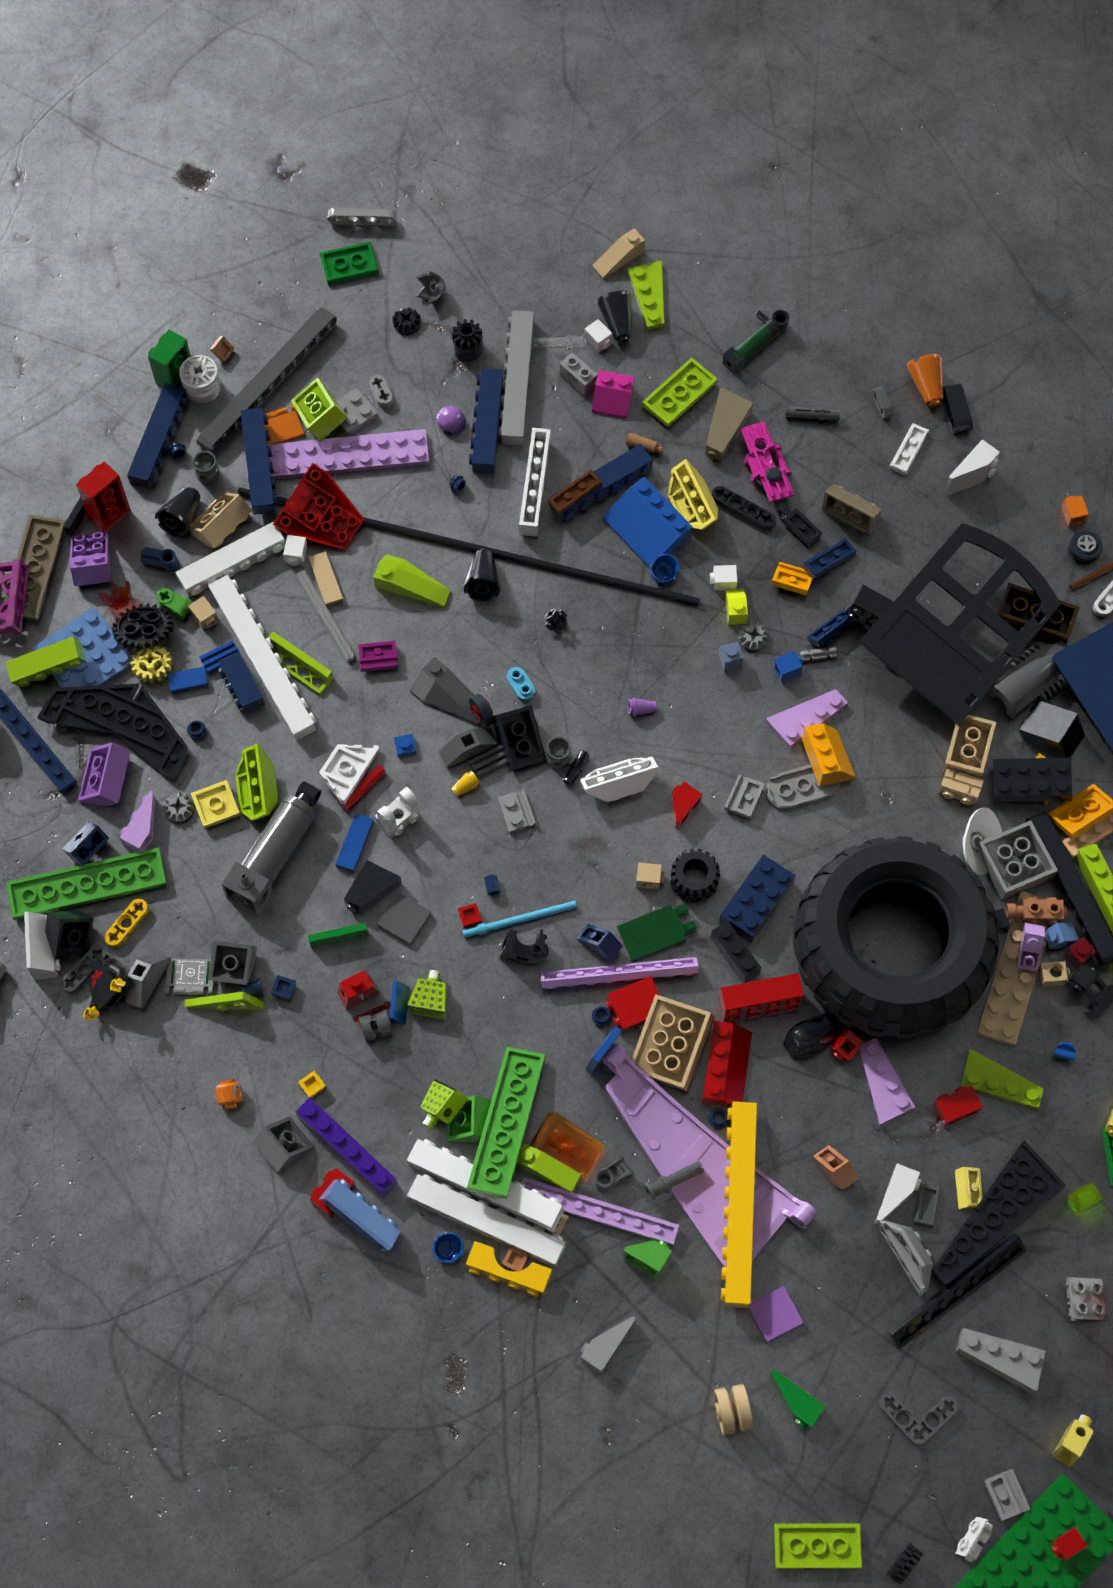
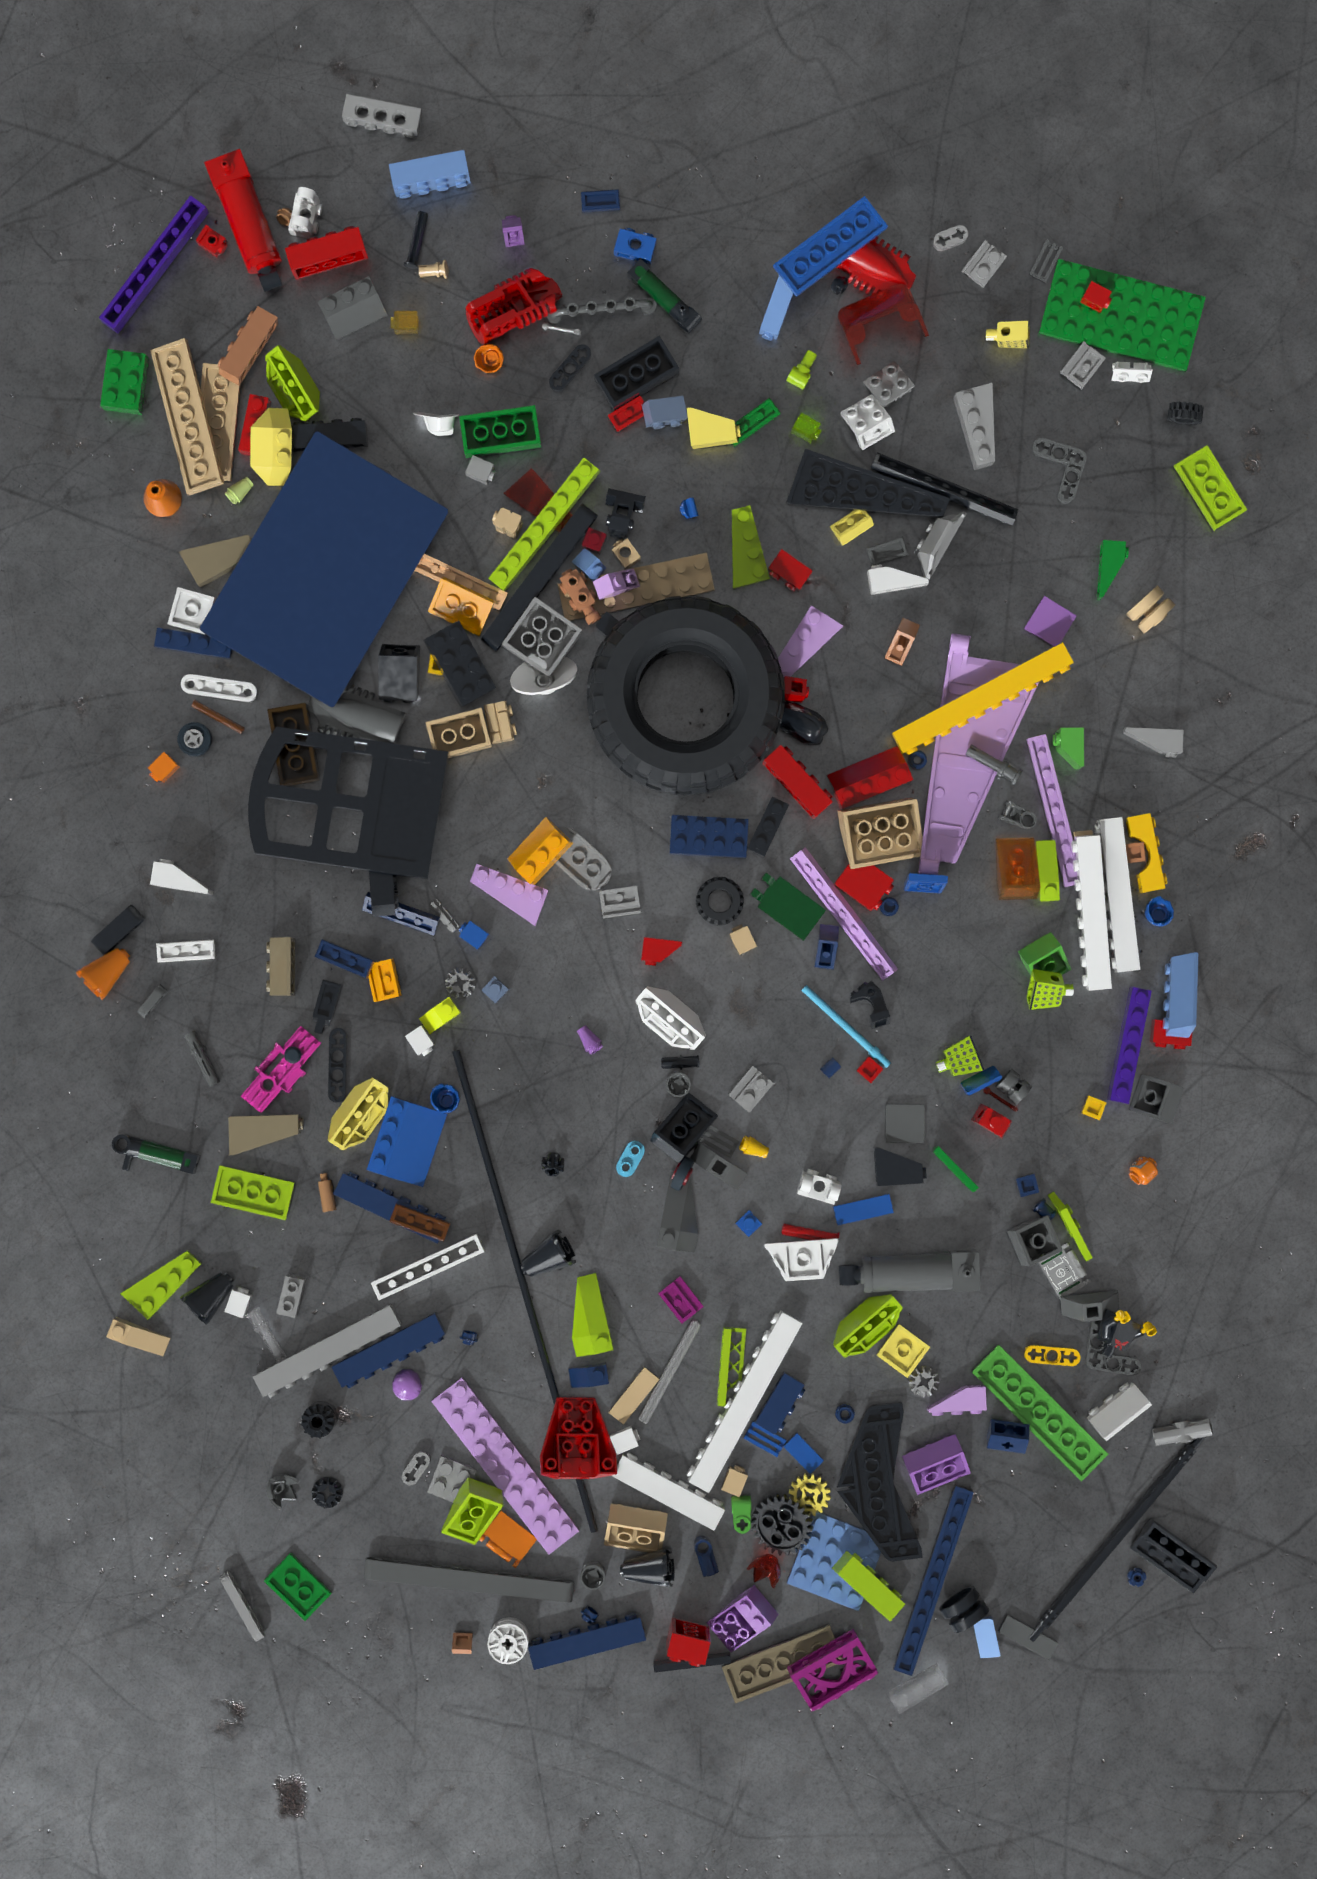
camera: 125 degrees left, 20 degrees up
(68, 933) = (1094, 1395): black slope -> none
(167, 358) = (511, 1679): green brick -> none
(257, 460) = (561, 1529): dark blue brick -> none
(364, 555) = (589, 1375): none -> dark blue slope
(506, 1123) = (1032, 926): bright green plate -> none
(612, 394) = (293, 1252): dark pink slope -> none
(1060, 1257) = (868, 421): none -> white bracket

